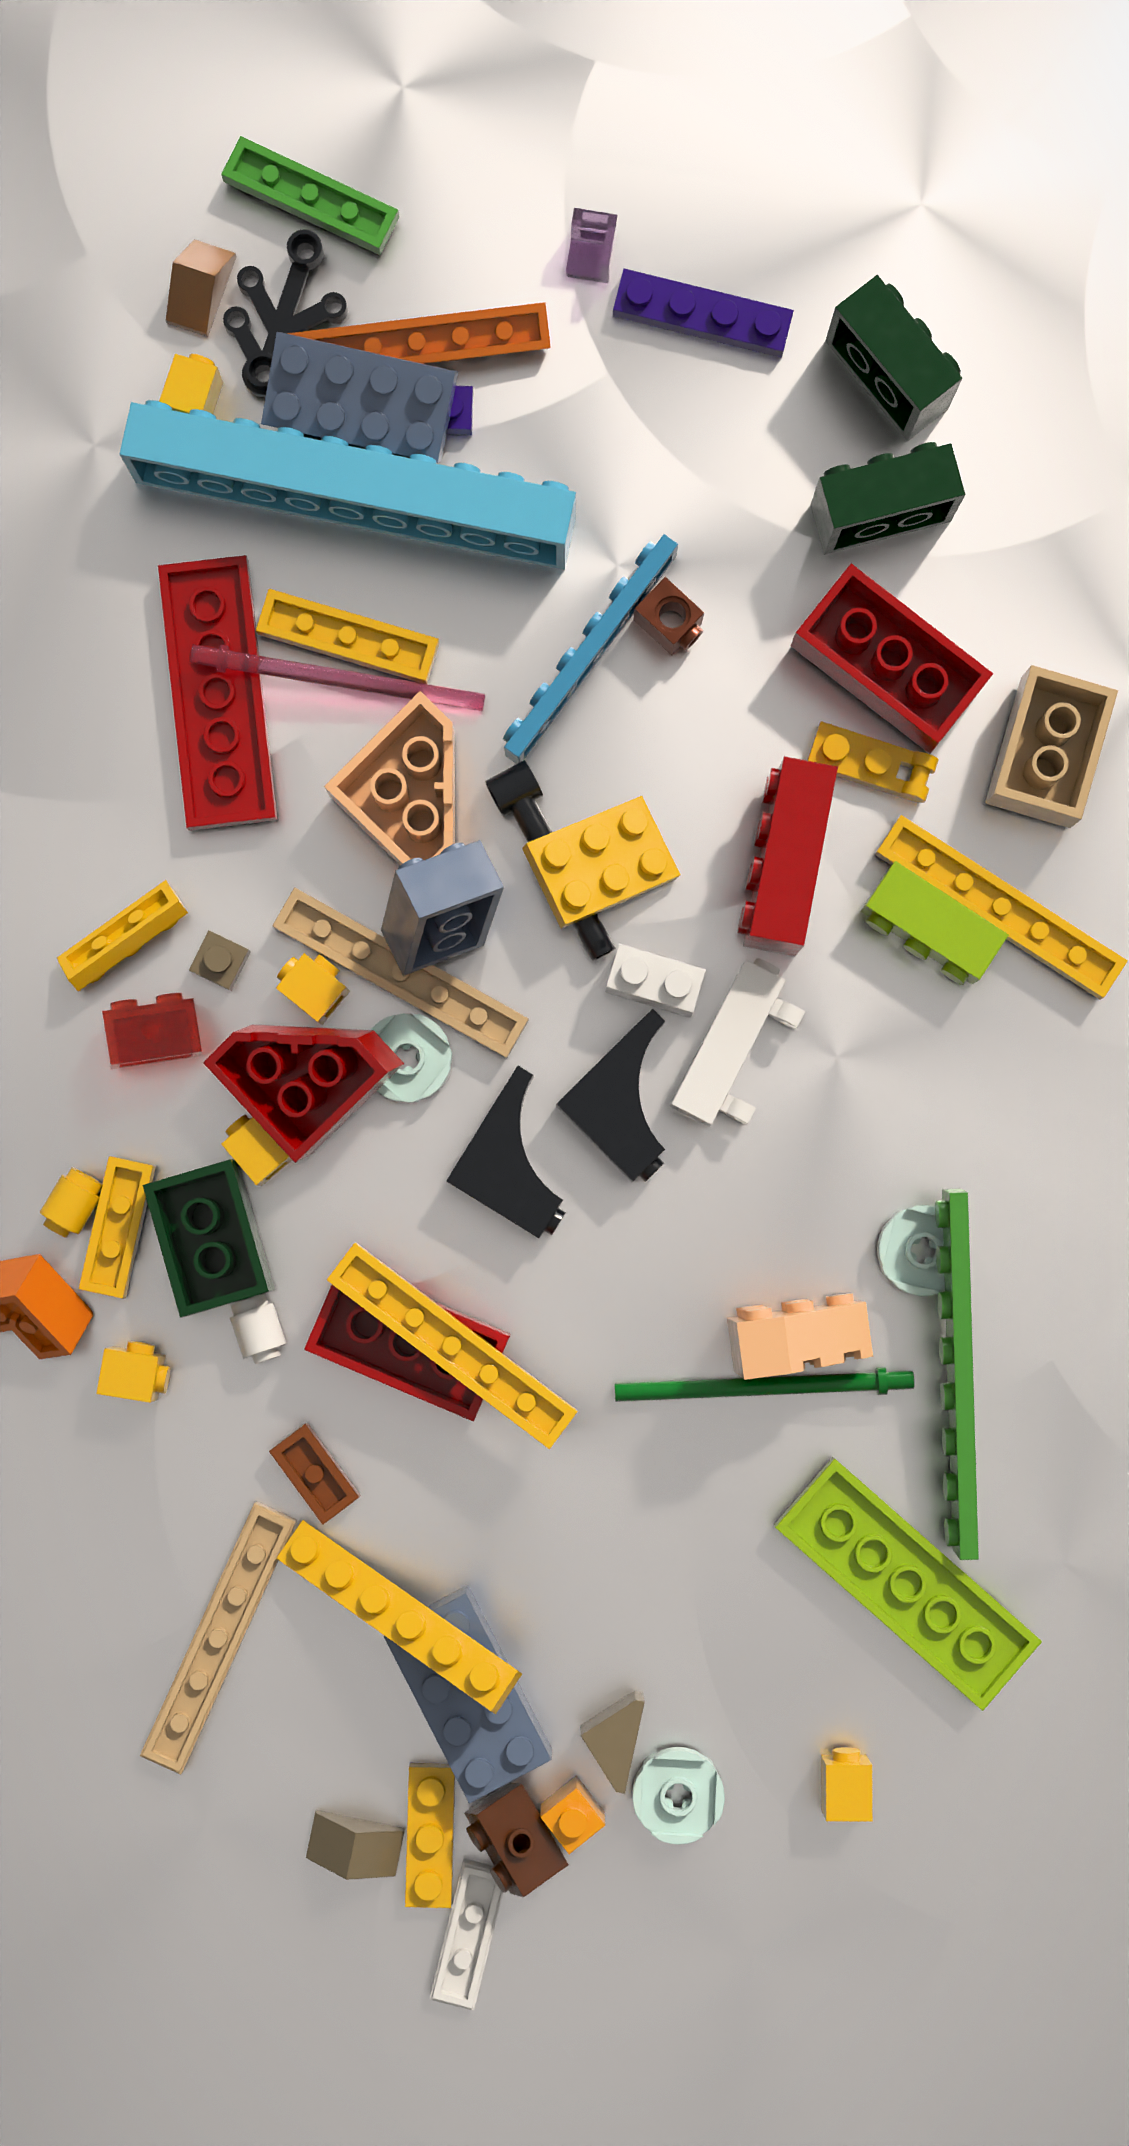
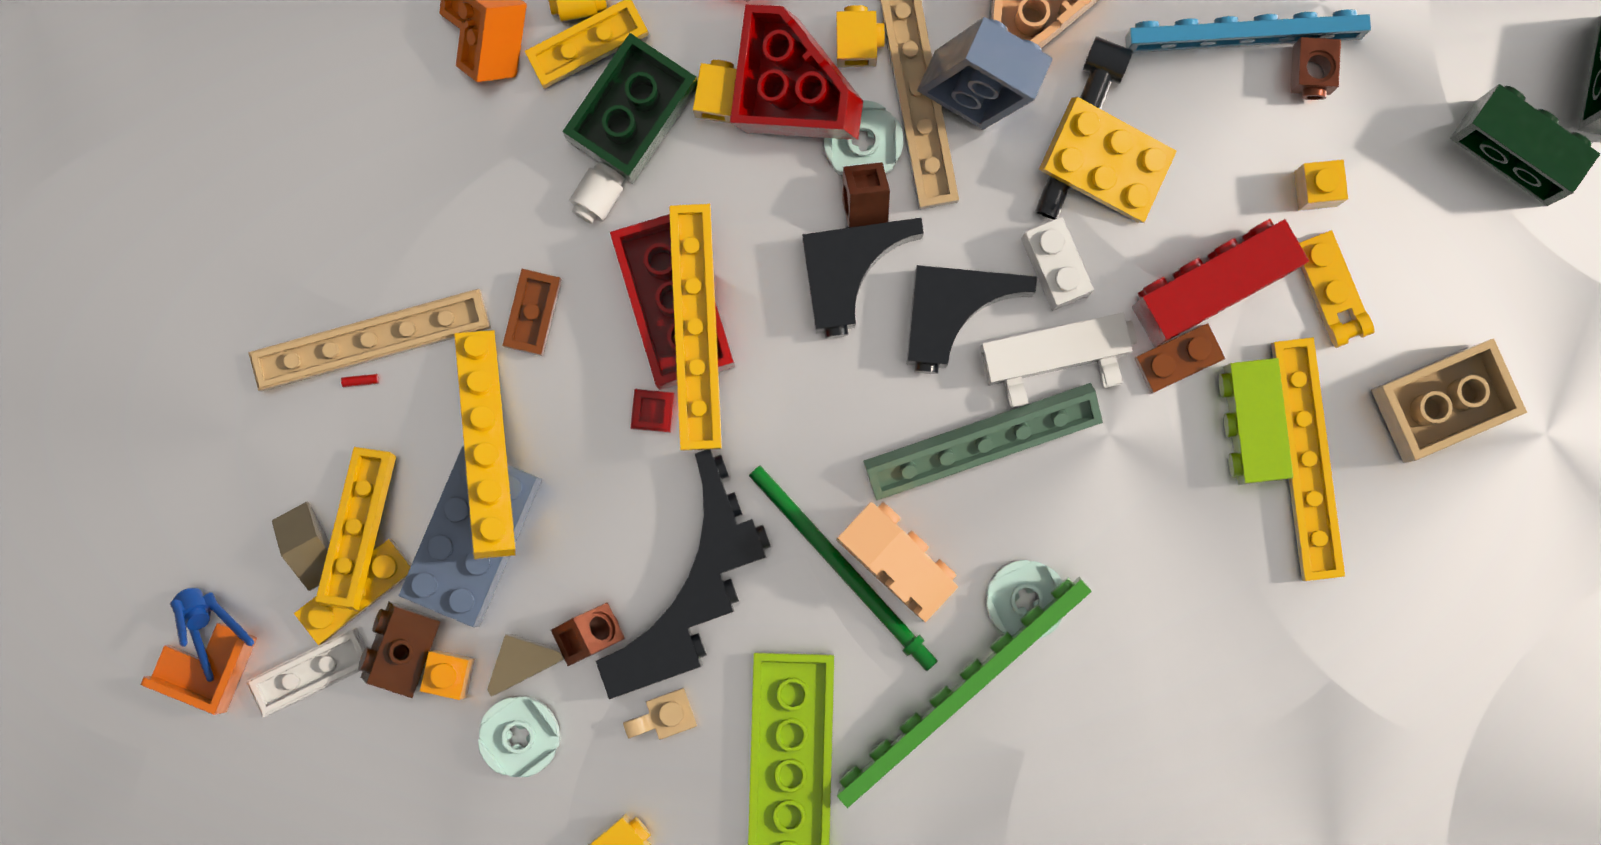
camera: 55 degrees right, 0 degrees up
(133, 1372) = (499, 134): yellow brick -> none
(247, 1675) = (360, 380): none -> red piece
(328, 1996) = (193, 611): none -> blue plant
(377, 1790) = (355, 529): none -> yellow plate
(398, 2039) = (182, 677): none -> orange panel
(457, 1096) = (865, 194): none -> copper brick
(489, 1438) = (652, 410): none -> red tile
(635, 1675) = (587, 634): none -> copper brick
(707, 1595) = (724, 546): none -> black arch
(755, 1173) = (983, 441): none -> sand green plate
(766, 1647) = (667, 715): none -> tan plate
(775, 698) = (1321, 185): none -> yellow brick
(825, 943) = (1179, 358): none -> dark orange plate
(890, 658) = (1415, 240): red brick -> none

